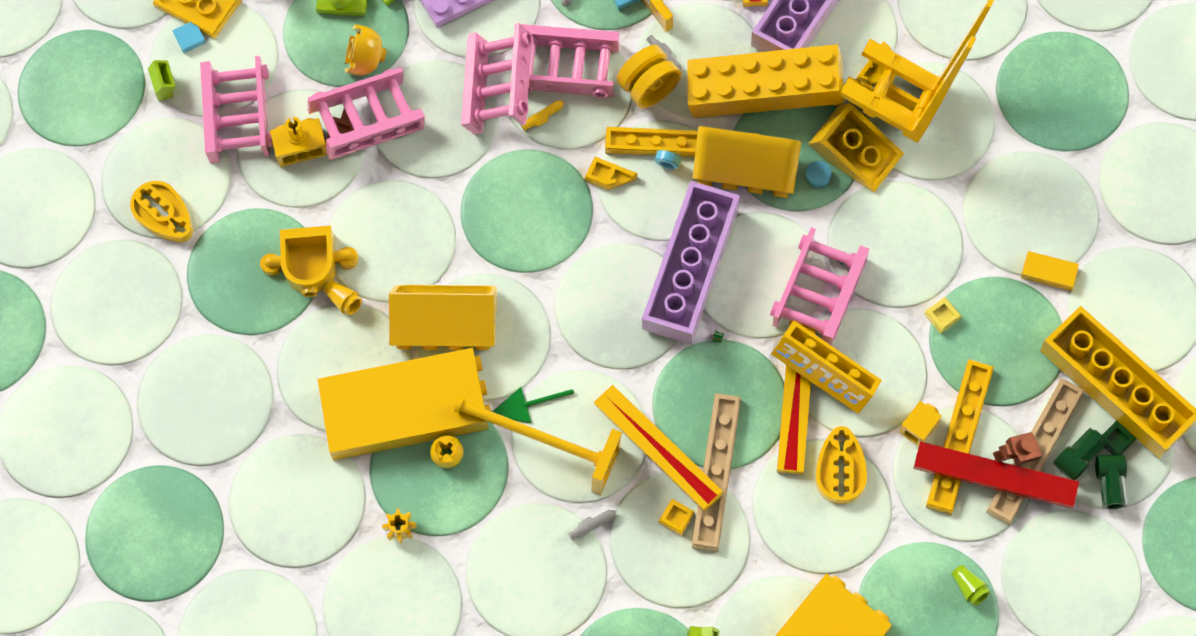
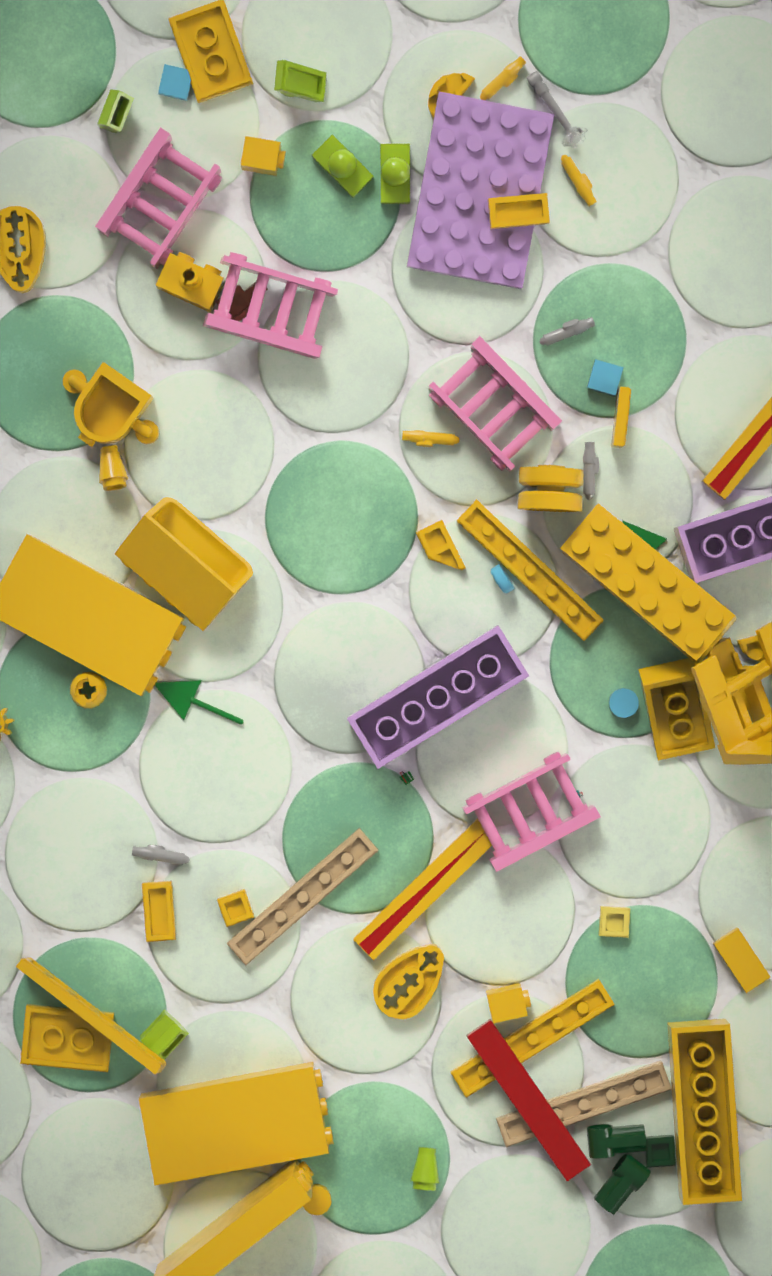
camera: 35 degrees right, 20 degrees up
(283, 33) = (262, 156): none -> yellow brick
(364, 51) = (318, 240): yellow cylinder -> none
(476, 76) = (395, 356): bright pink fence -> none
(602, 460) = (210, 814): yellow tile -> none
(624, 564) = (158, 911): none -> yellow tile
(658, 448) = (269, 837): yellow tile -> none
(746, 161) = (567, 643): yellow windscreen -> none
(826, 367) = (468, 892): yellow brick -> none
(1020, 448) = (568, 1098): copper plate -> none

